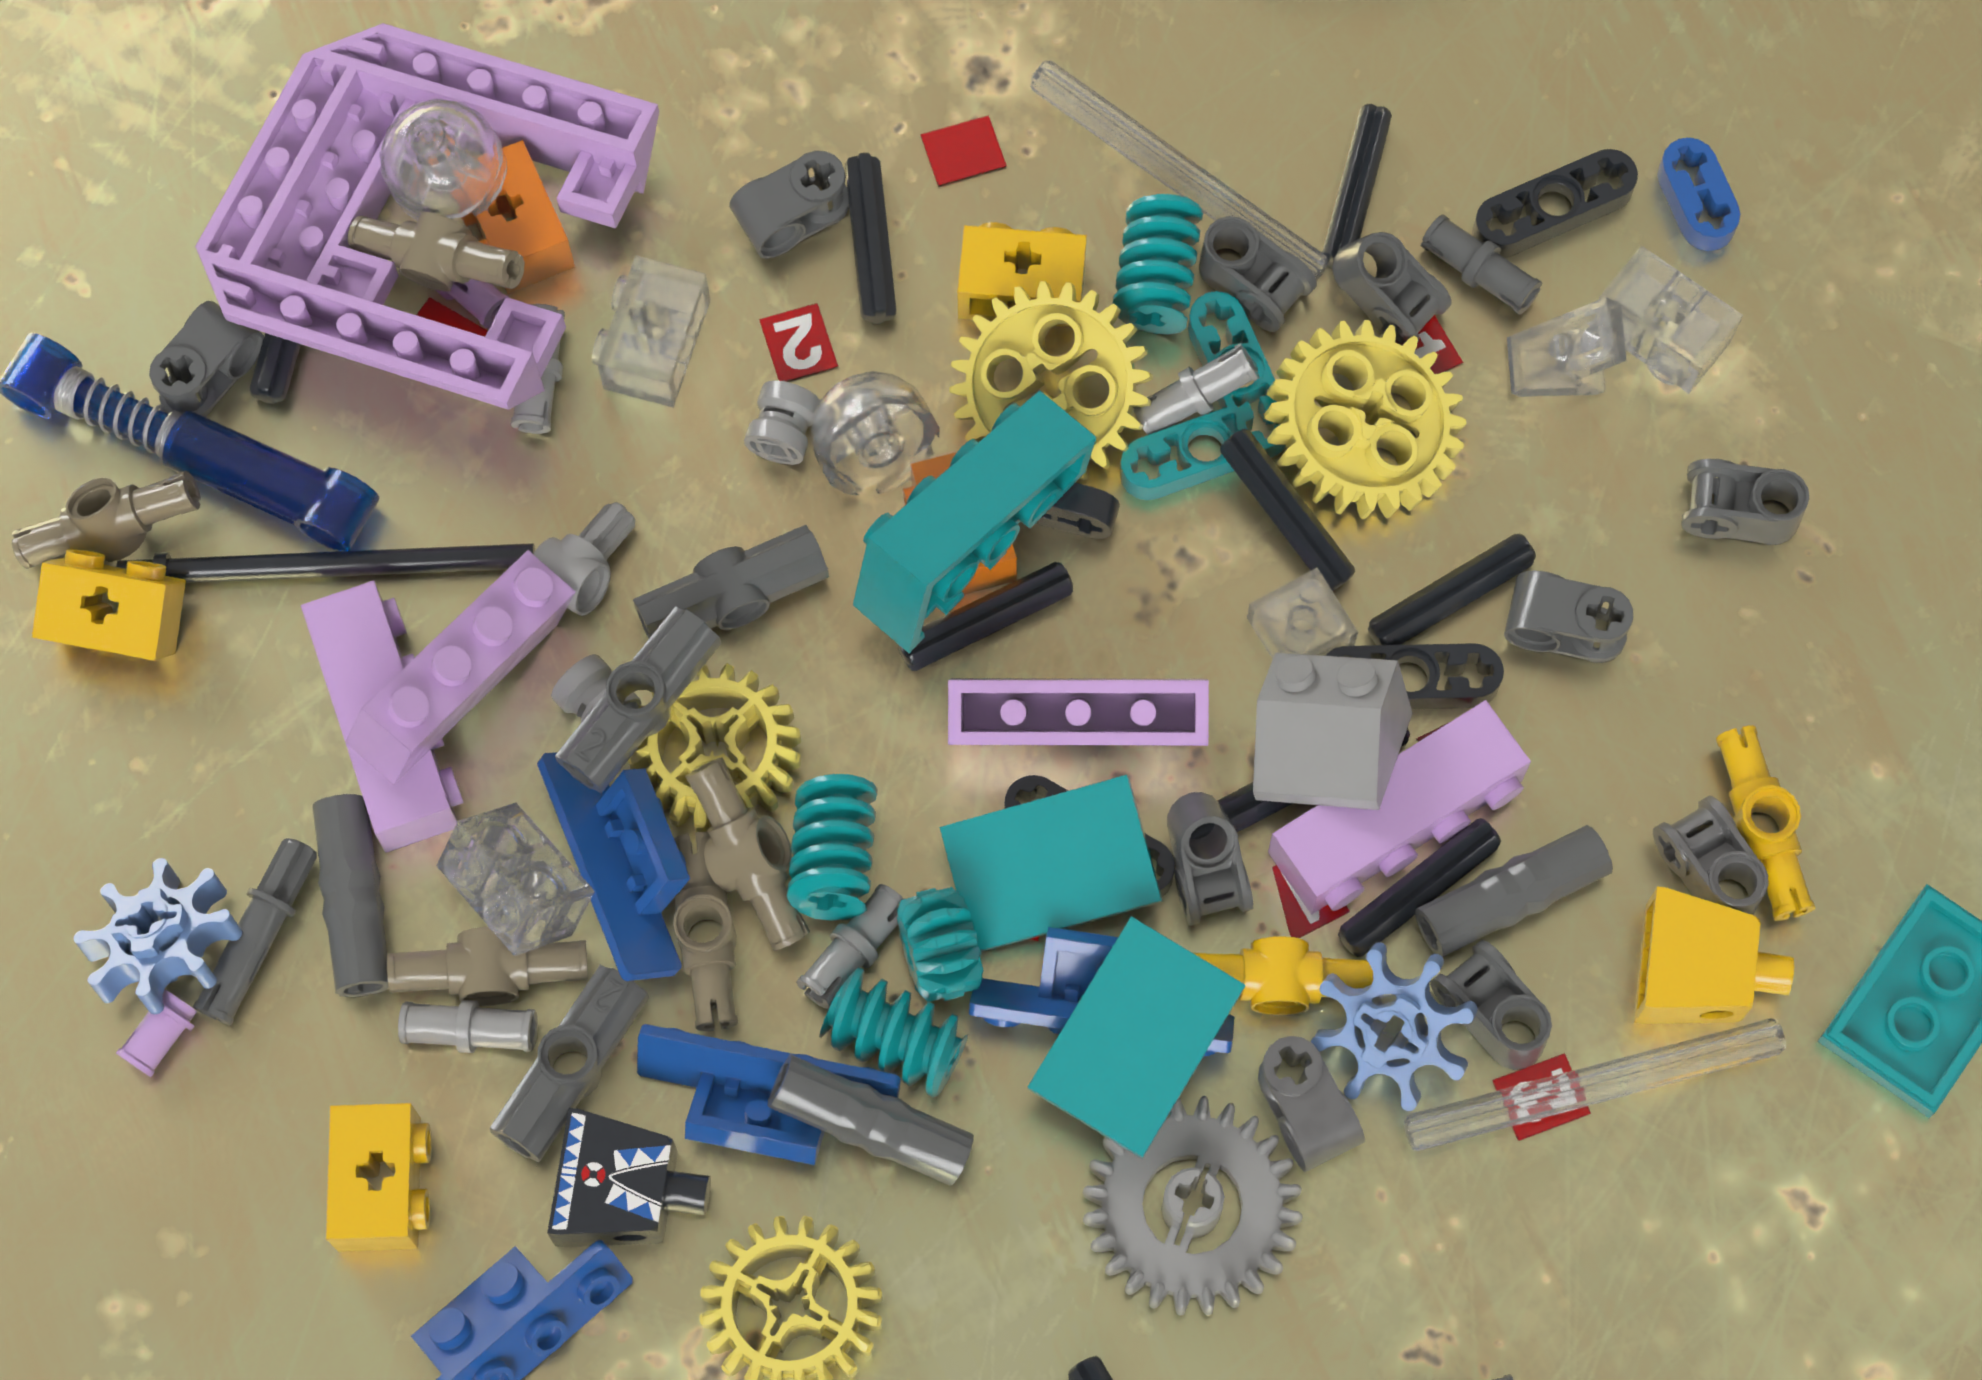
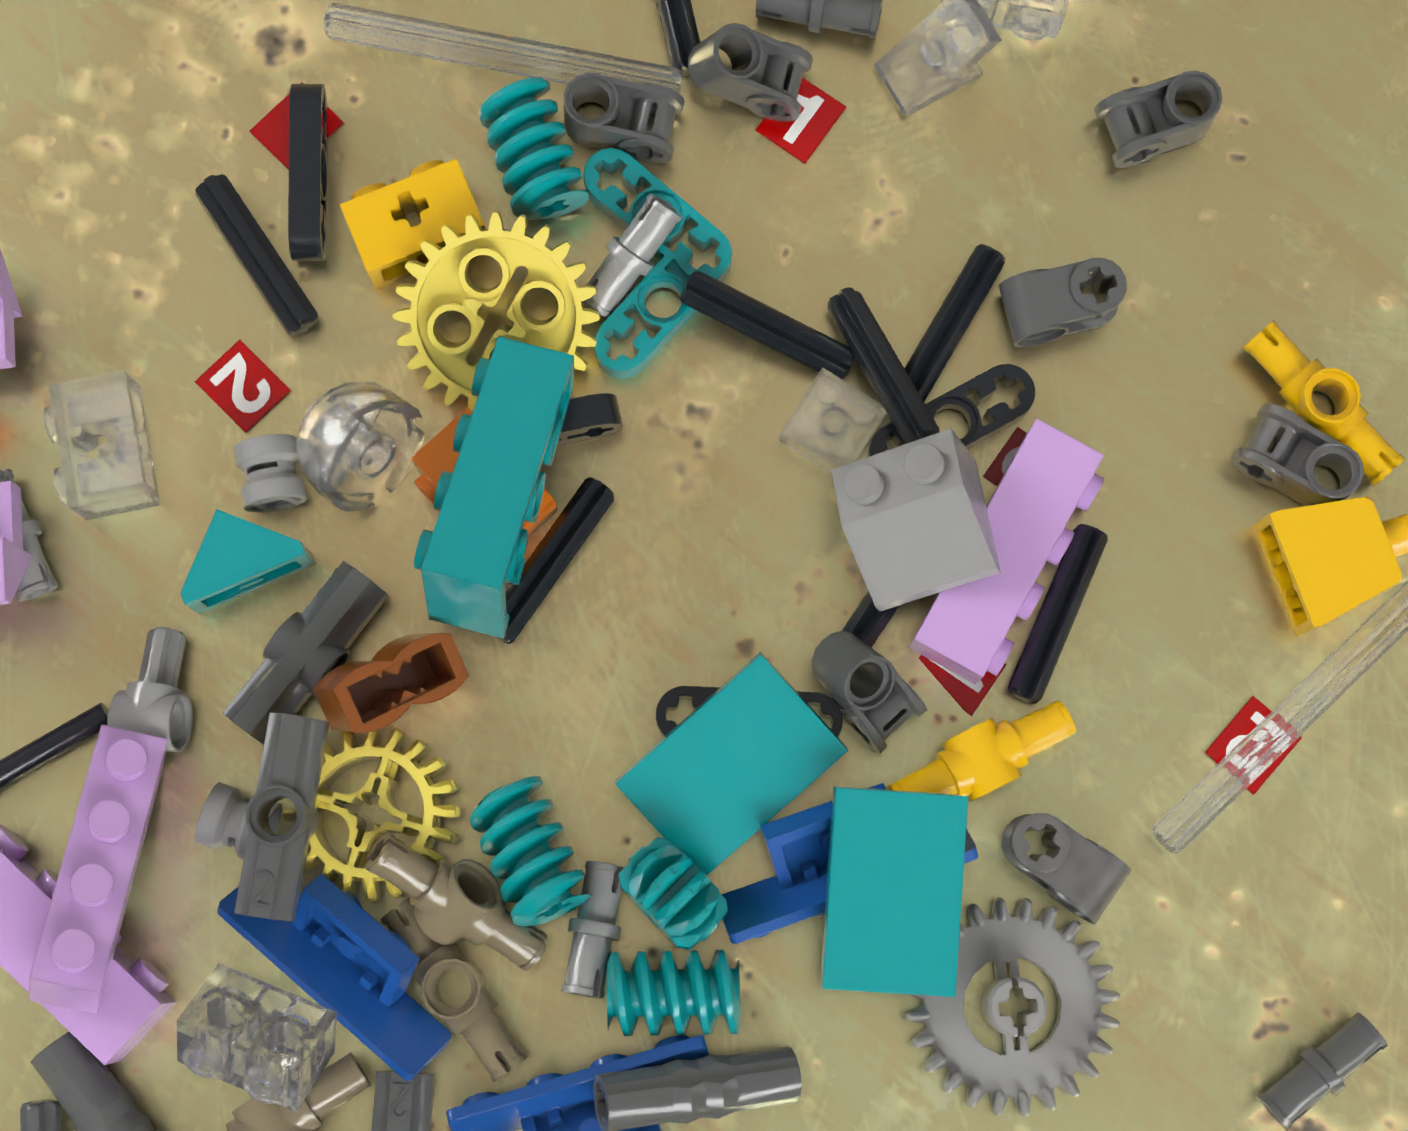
camera: 30 degrees left, 10 degrees up
(716, 482) = (238, 560): none -> teal slope
(781, 638) = (379, 691): none -> dark orange brick
(789, 205) = (164, 266): dark grey piece -> none
(952, 189) = (307, 172): none -> black beam
(1078, 711) = (683, 612): lavender brick -> none
(1354, 468) = (779, 155): light yellow gear -> none
(1371, 587) = (881, 366): none -> black axle
(1416, 1042) = (1108, 758): medium blue gear -> none
(1499, 998) = (1176, 687): dark grey piece -> none
(1513, 891) = (1142, 576): dark grey axle -> none

